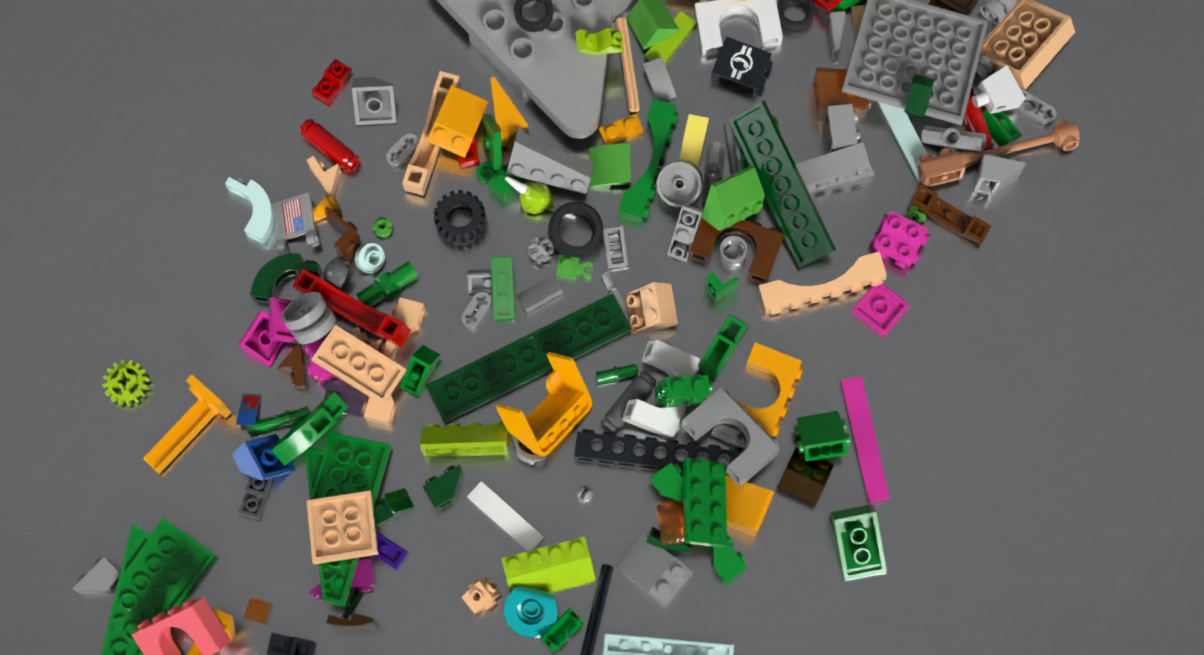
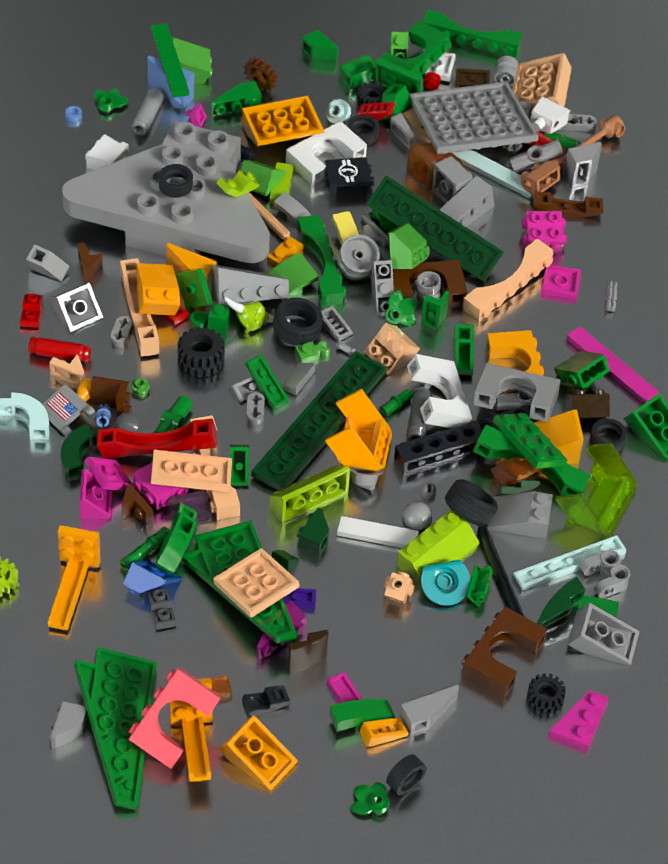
camera: 35 degrees left, 25 degrees down
(248, 409) = (114, 551): sticker -> none
(308, 318) = (128, 455): light grey wheel -> none
(322, 249) = (103, 415): none -> medium blue pin
(369, 257) = (145, 407): light aqua plate -> none
(374, 33) = (47, 263): none -> light grey slope
(415, 53) = (89, 263): none -> reddish brown slope
(540, 249) = (278, 346): light grey gear -> none
(554, 518) = (417, 515): none -> light grey hair
(592, 544) = (471, 502): none -> black tyre
(682, 390) = (460, 374): green brick -> none
(692, 265) = (403, 307): none -> green plate
(748, 599) = (608, 498): none -> clear neon green windscreen
(805, 509) = (609, 425): none -> black tyre
(919, 95) = (497, 130): dark green slope -> none
(920, 353) = (611, 296): none -> light grey axle

